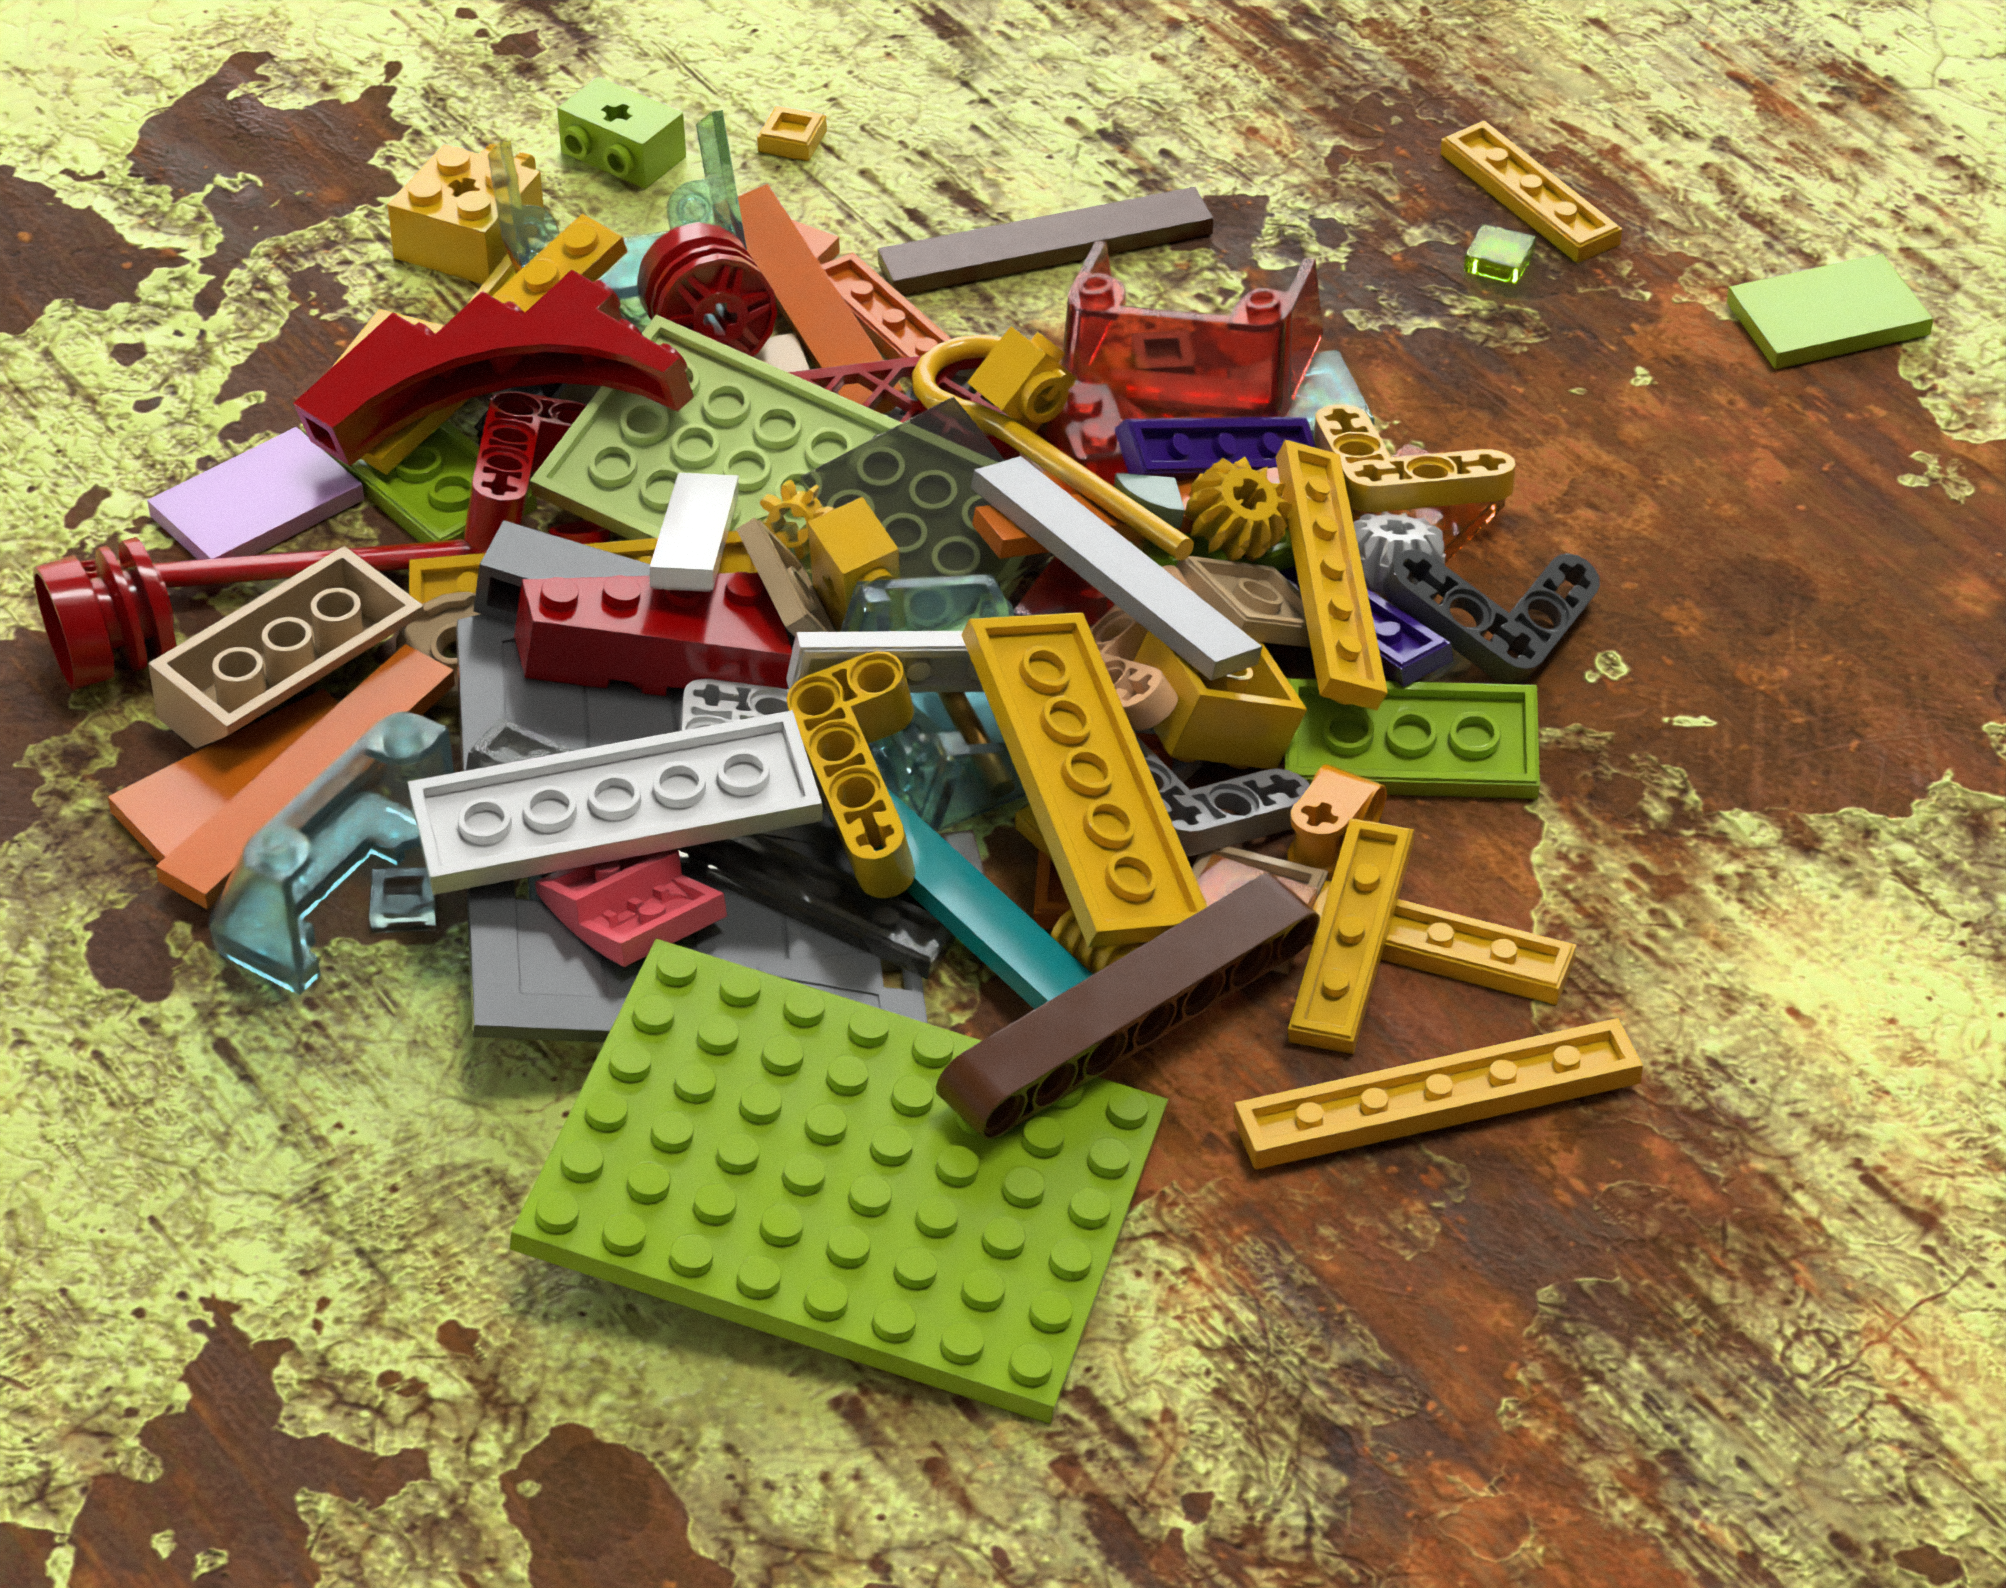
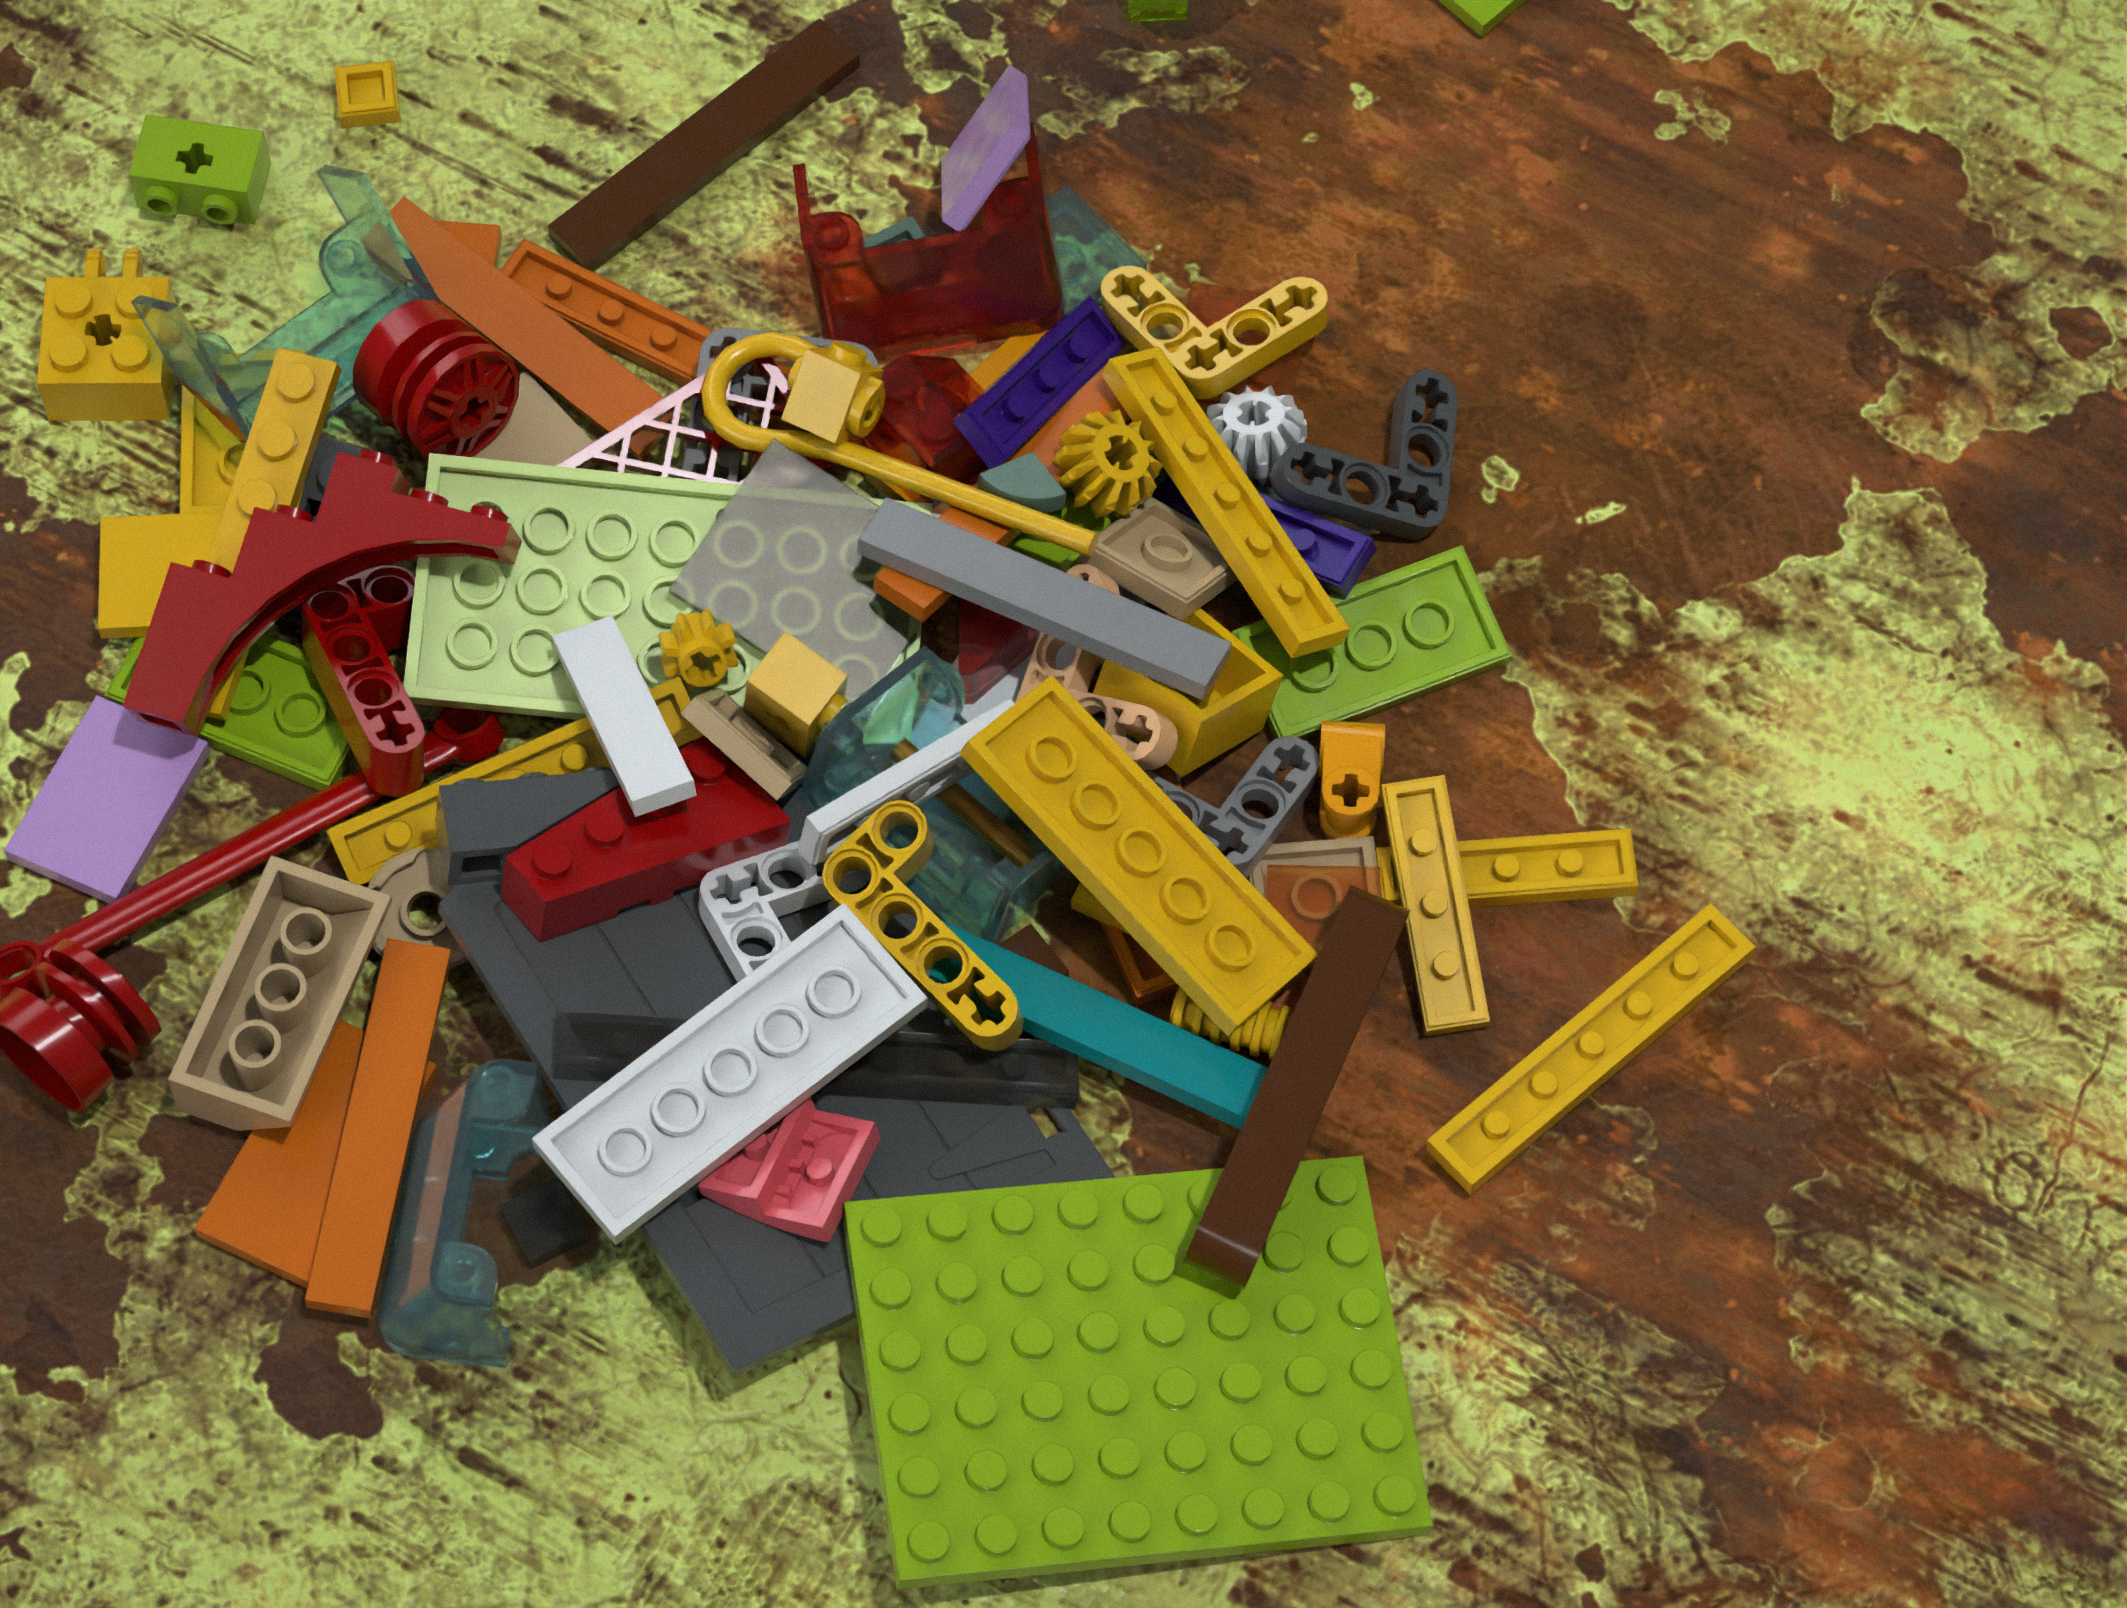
camera: 25 degrees left, 20 degrees up
(1268, 265) = (985, 149): none -> lavender tile

